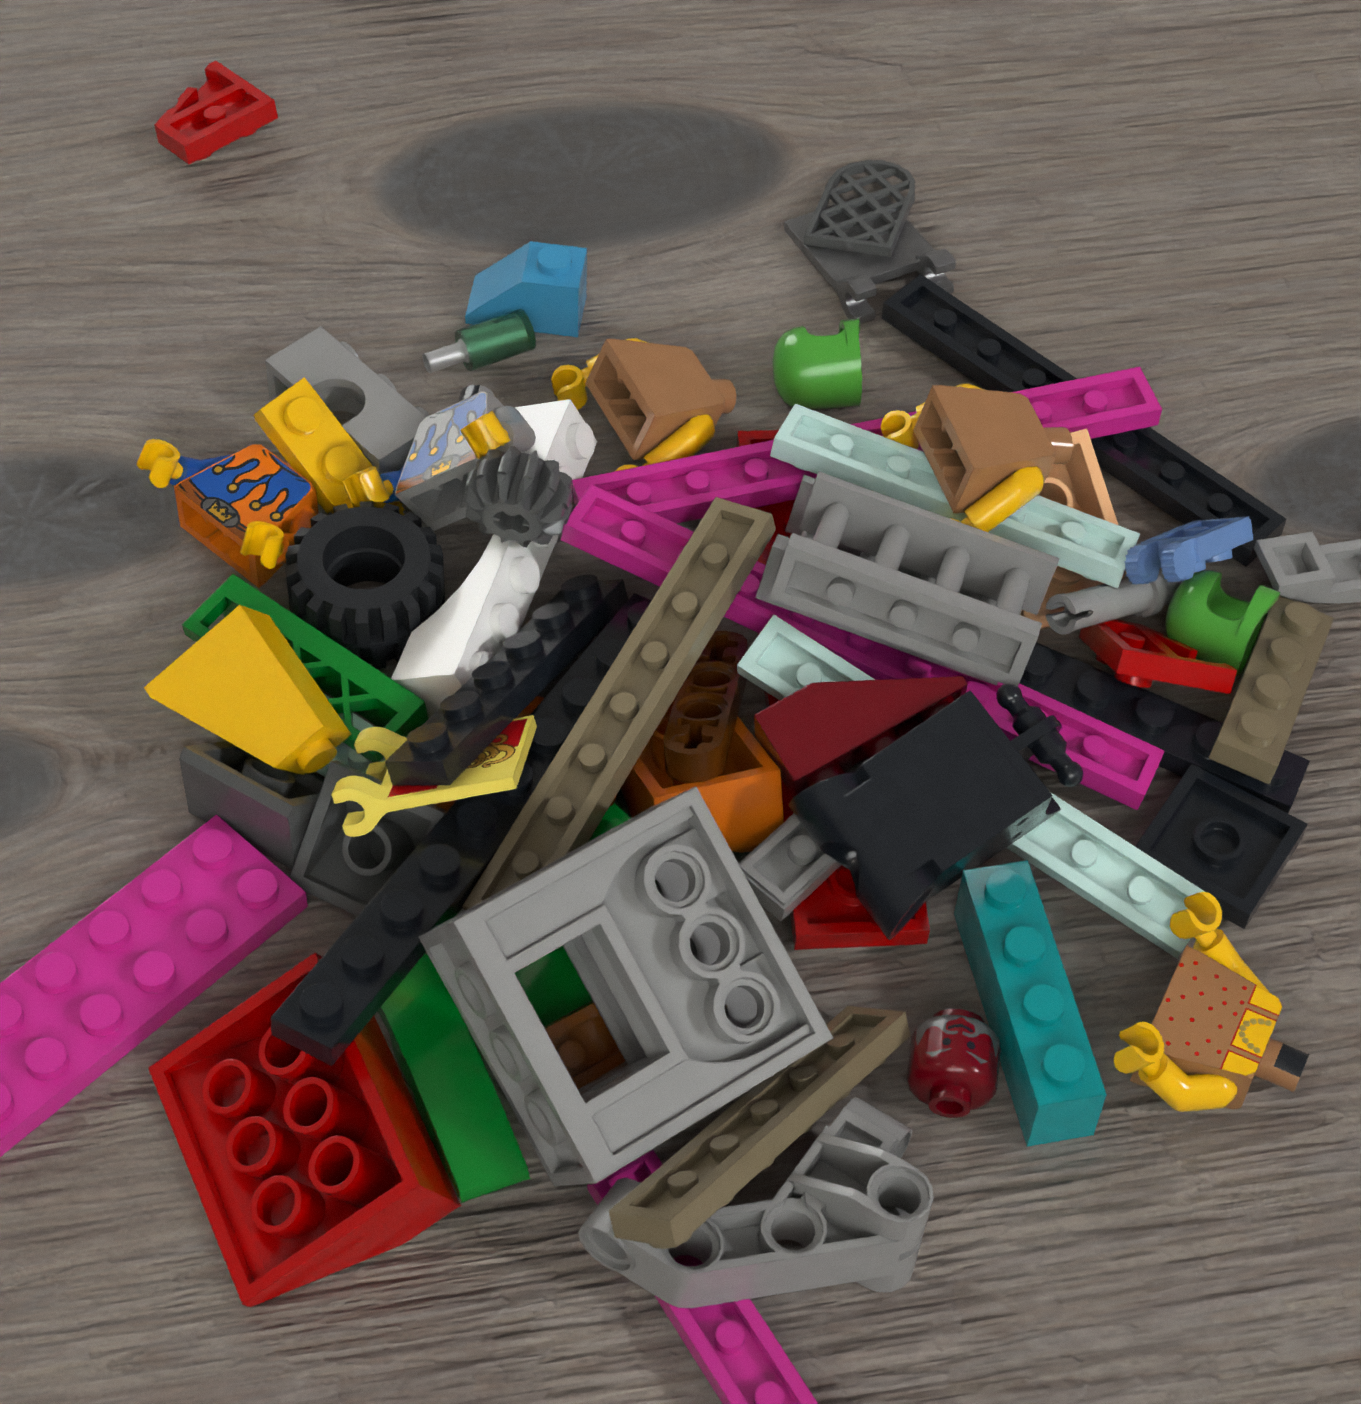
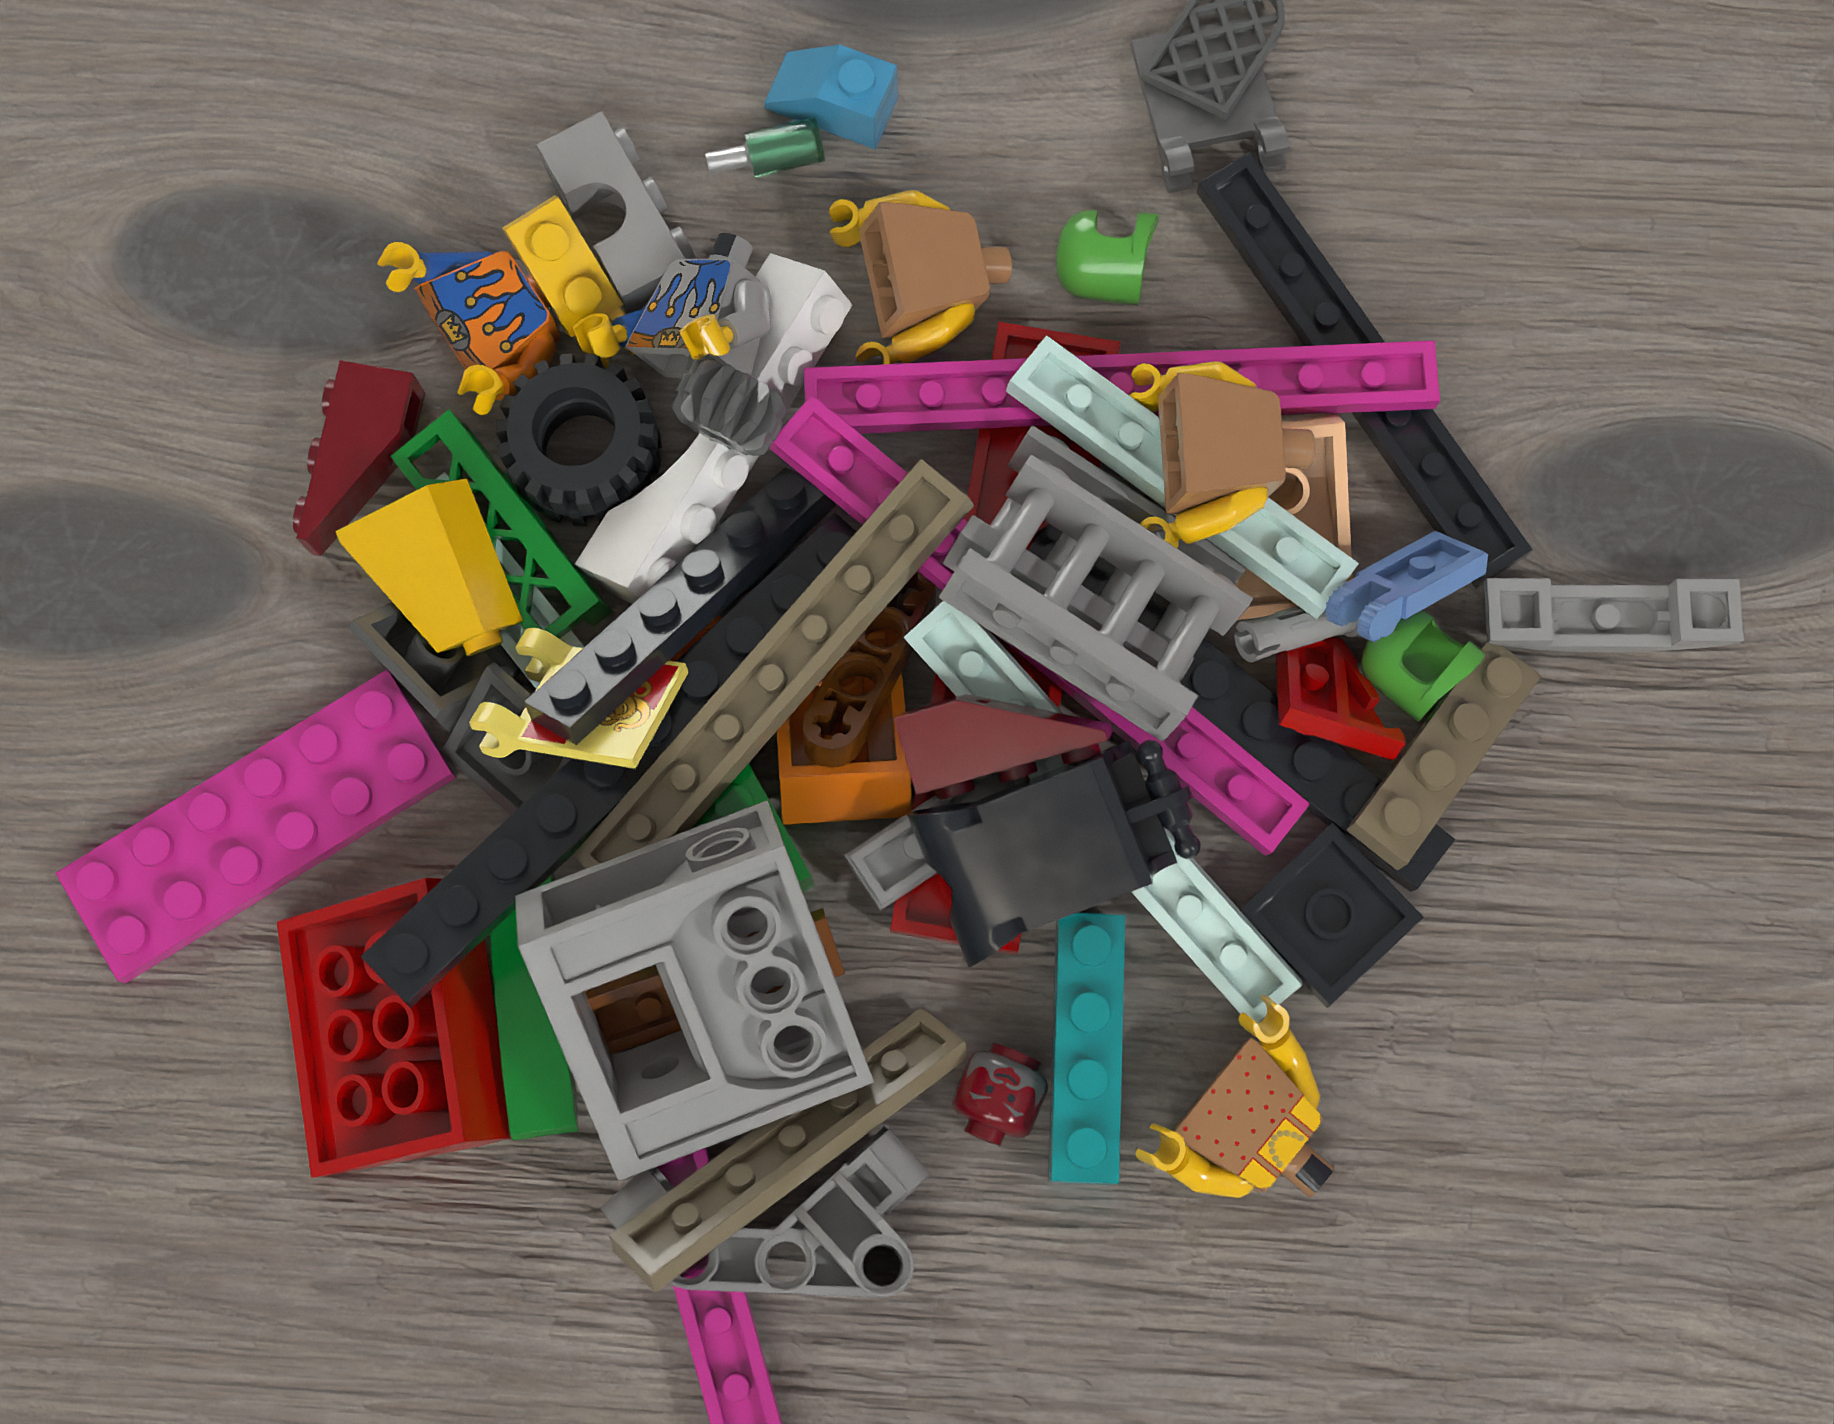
camera: 20 degrees right, 25 degrees up
(146, 610) = (366, 421): none -> dark red slope

